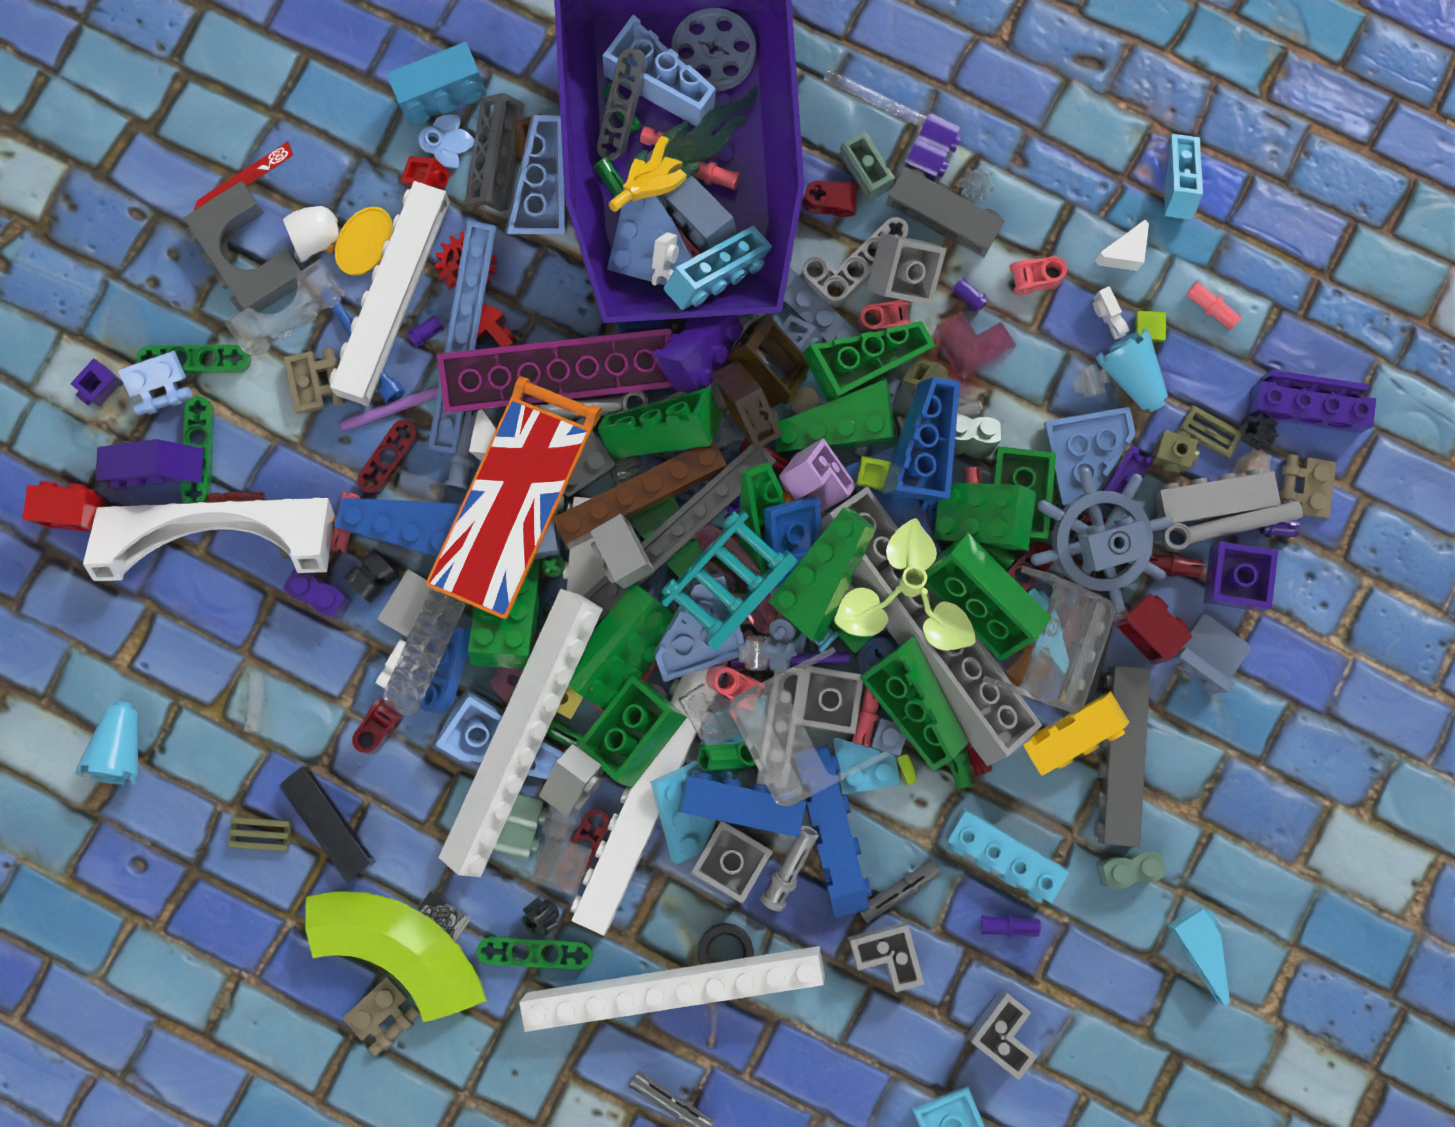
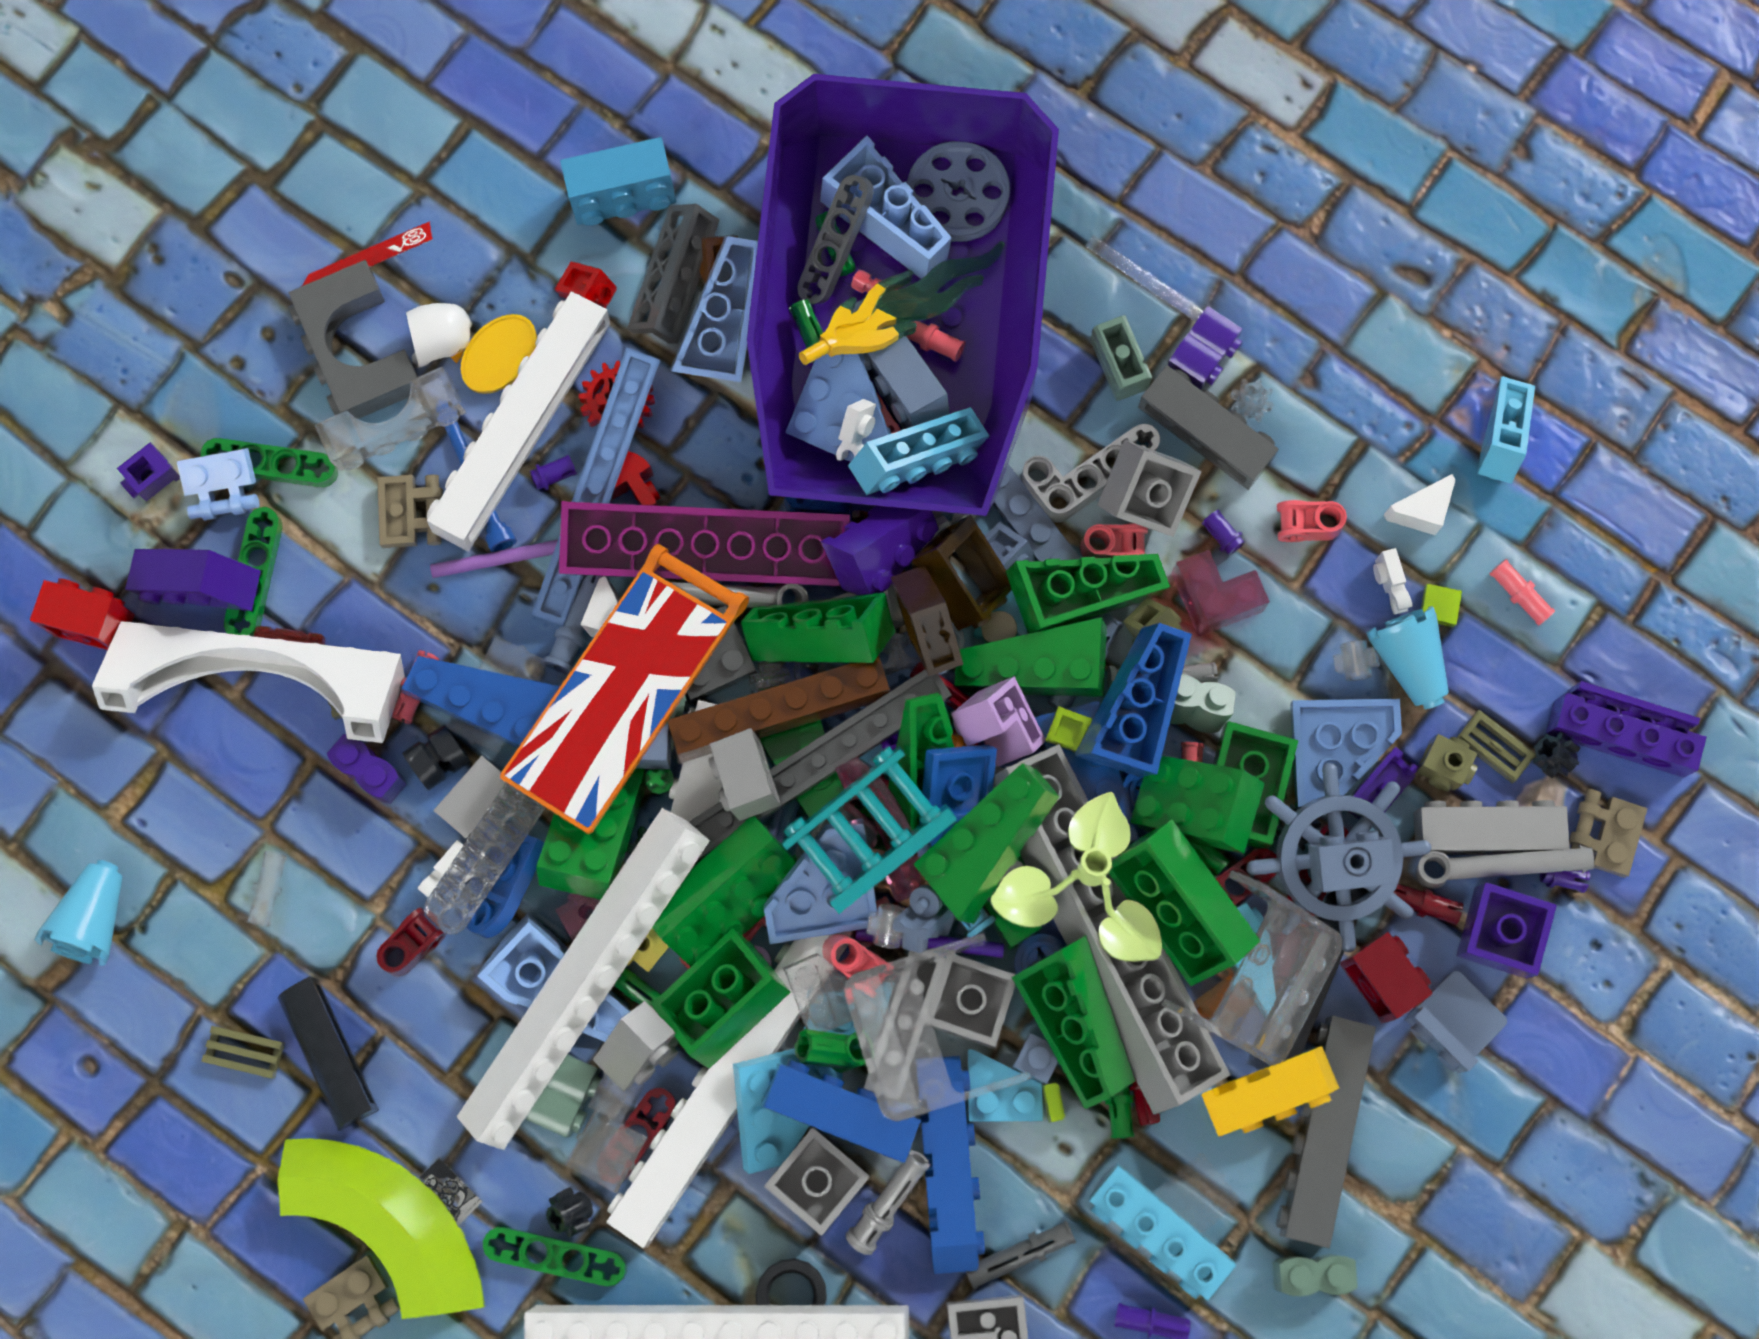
camera: 10 degrees right, 5 degrees down
(407, 445) = (456, 629): dark red beam -> none
(450, 140) = (623, 249): light blue plate -> none
(835, 198) = (1076, 390): dark red piece -> none
(866, 718) = (1013, 1033): coral pin -> none

